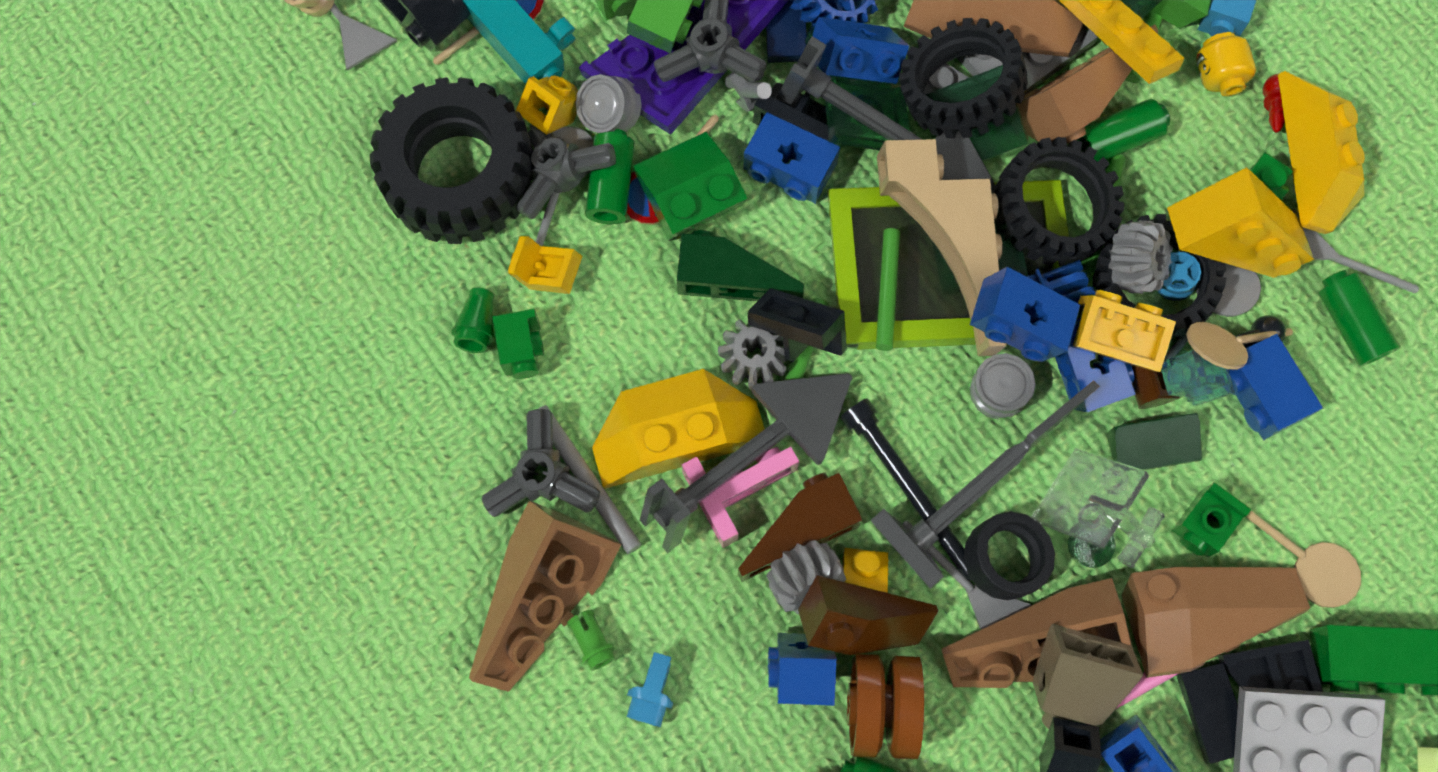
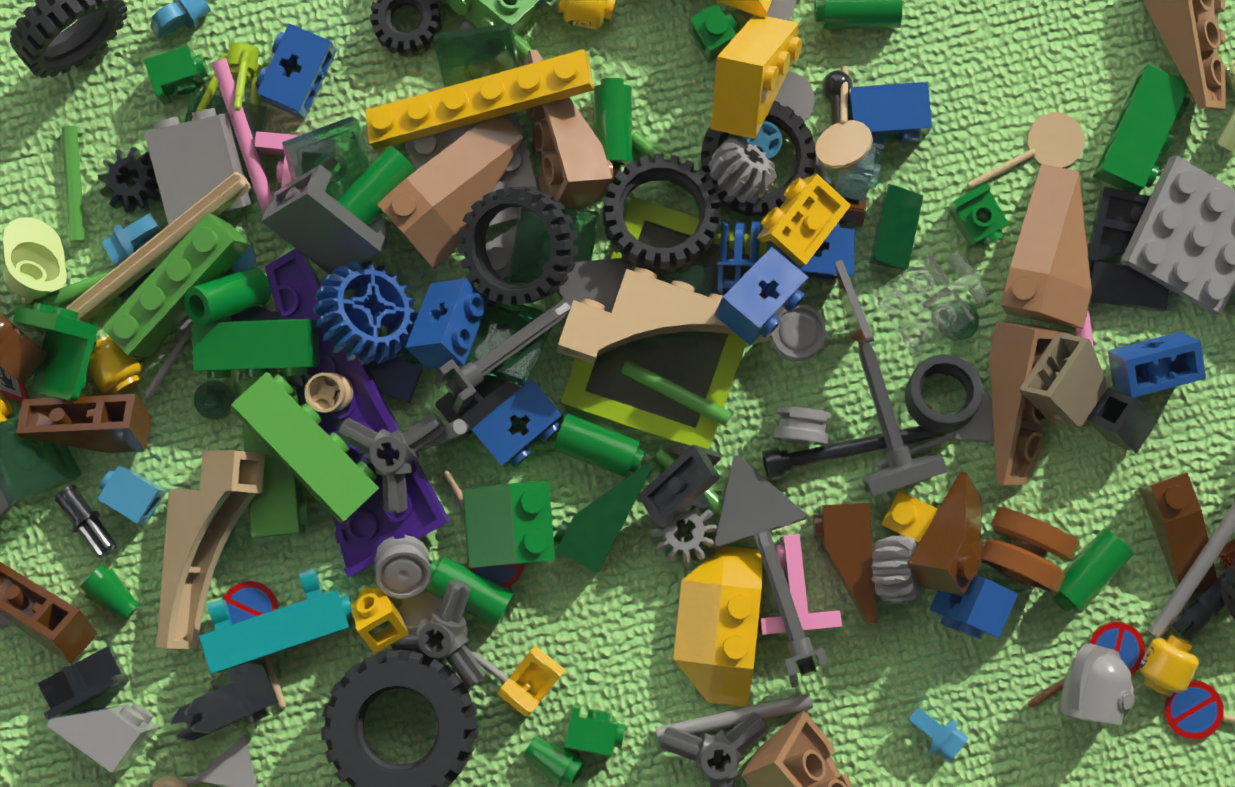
camera: 65 degrees left, 10 degrees up
(591, 642) = (878, 766): bright green pin -> none
(802, 237) = (598, 446): none -> green brick
(911, 424) = (802, 425): none -> light grey wheel

